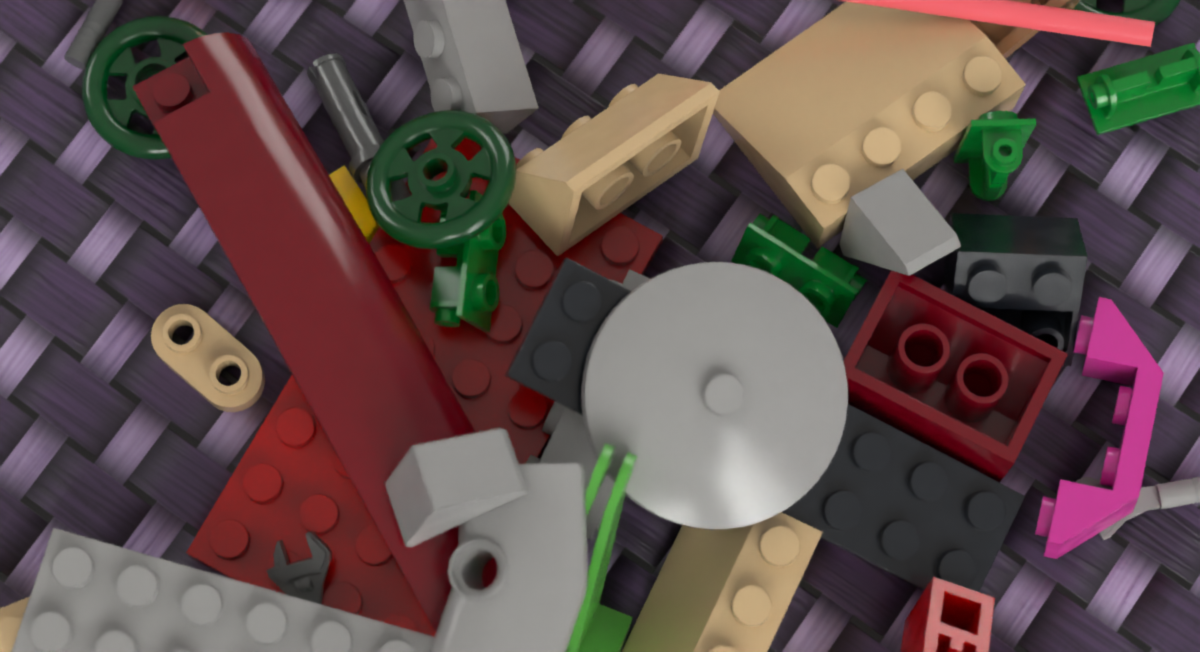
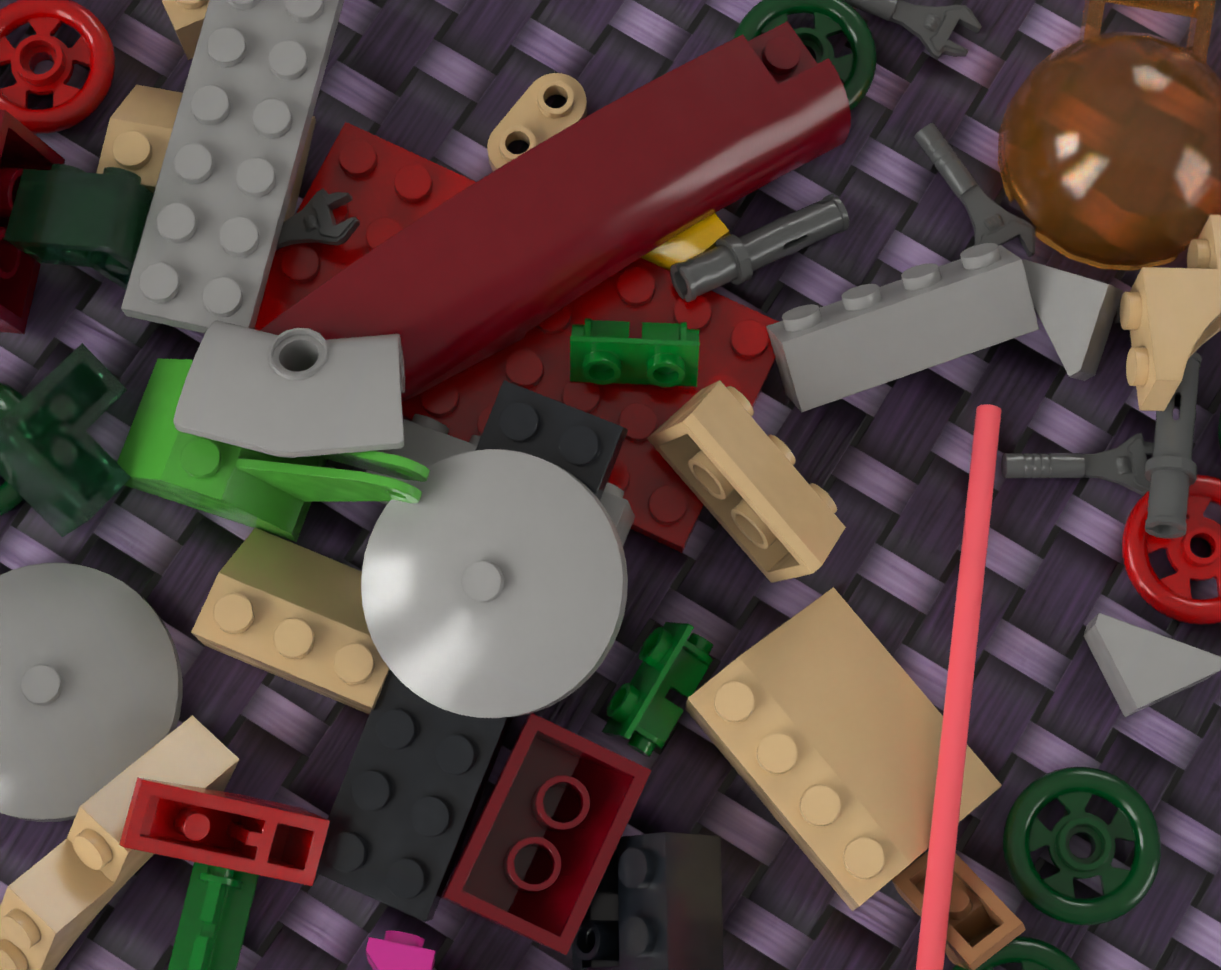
camera: 90 degrees right, 0 degrees up
(453, 483) = (380, 326): light grey slope -> none
(464, 216) = (725, 268): dark green plate -> none
(896, 227) = (690, 773): light grey slope -> none
(993, 151) = (784, 877): green hinge -> none

